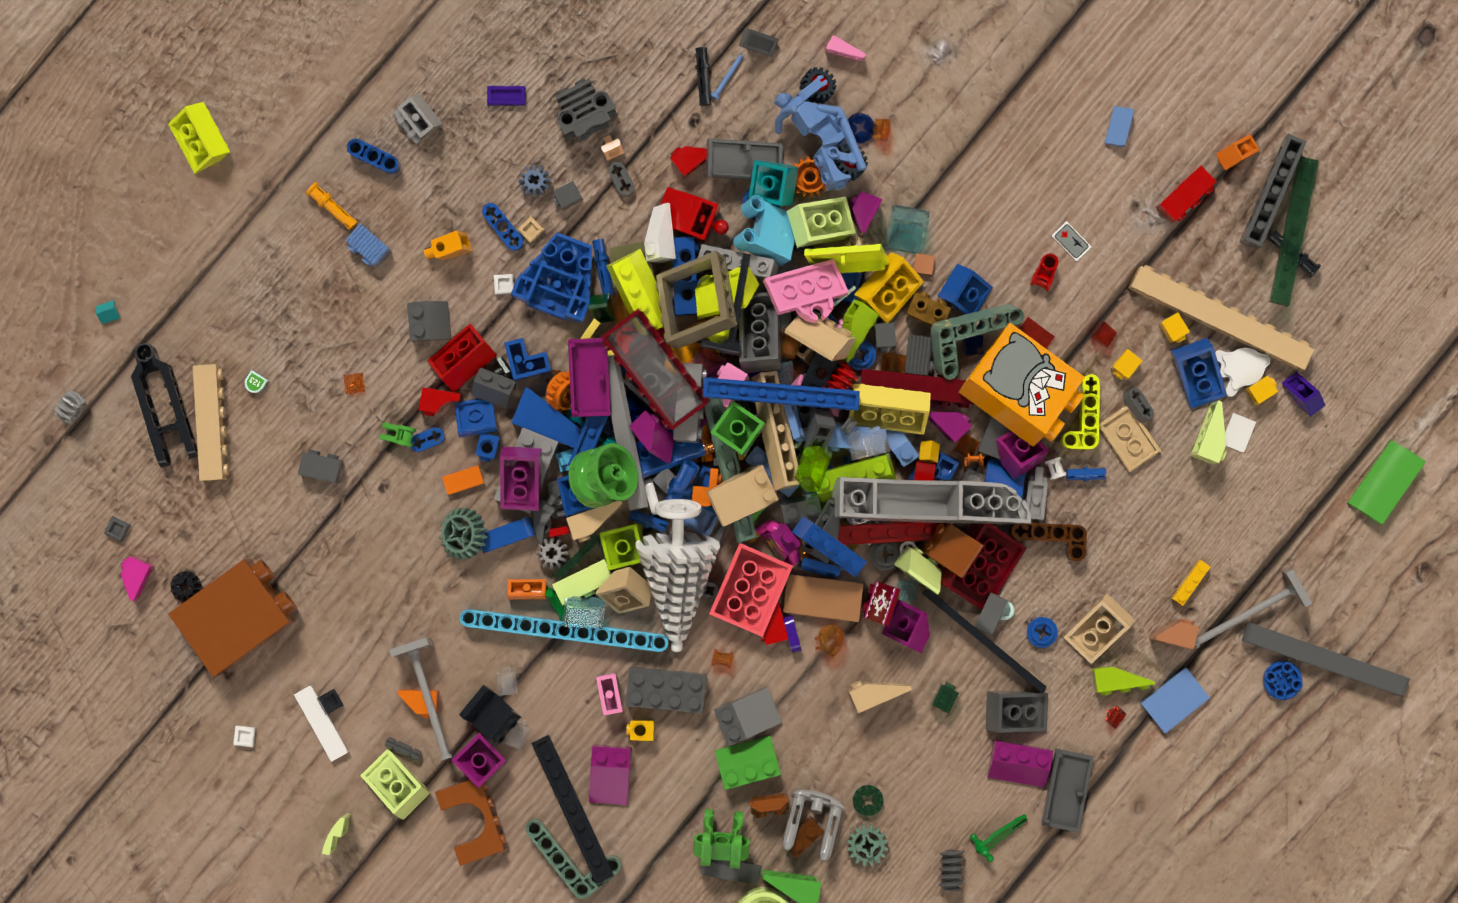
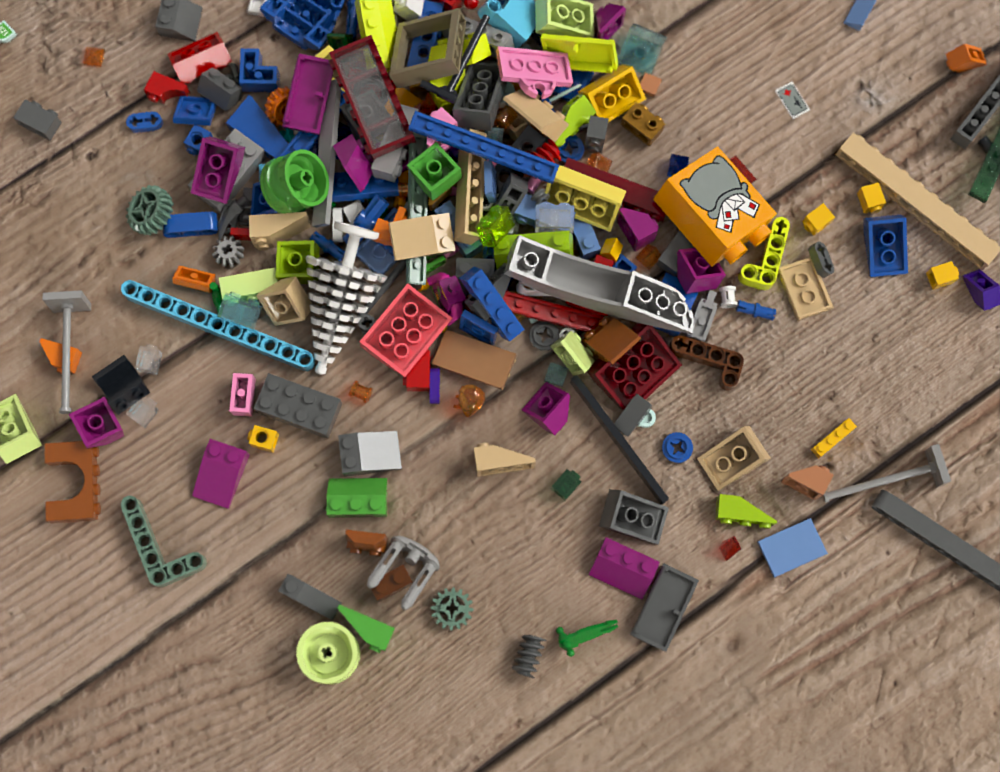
camera: 10 degrees right, 10 degrees down
(403, 434) = (121, 109): bright green piece -> none
(403, 748) = (29, 397): dark grey axle -> none
(463, 480) = (166, 166): orange tile -> none
(572, 809) = (173, 497): black tile -> none
(577, 557) = (251, 261): clear green tile -> none
(720, 845) = (306, 568): bright green piece -> none
(877, 799) = (466, 556): clear green gear -> none
(880, 603) = (528, 376): dark red slope -> none
(918, 355) = (624, 160): dark grey brick -> none
(965, 290) = (683, 116): blue slope -> none
(968, 330) = (677, 145): sand green beam -> none
(973, 459) = (658, 266): orange piece -> none
(1044, 273) = (760, 120): red piece -> none
(1104, 334) = (803, 188): clear red slope -> none
(1187, 195) = (910, 83): red brick -> none
(1211, 438) = (885, 306): yellowish green slope -> none
(1239, 432) = (911, 311): white sticker -> none
(1242, 367) = (927, 251): white tile -> none
(1282, 680) = (903, 556): blue tile -> none

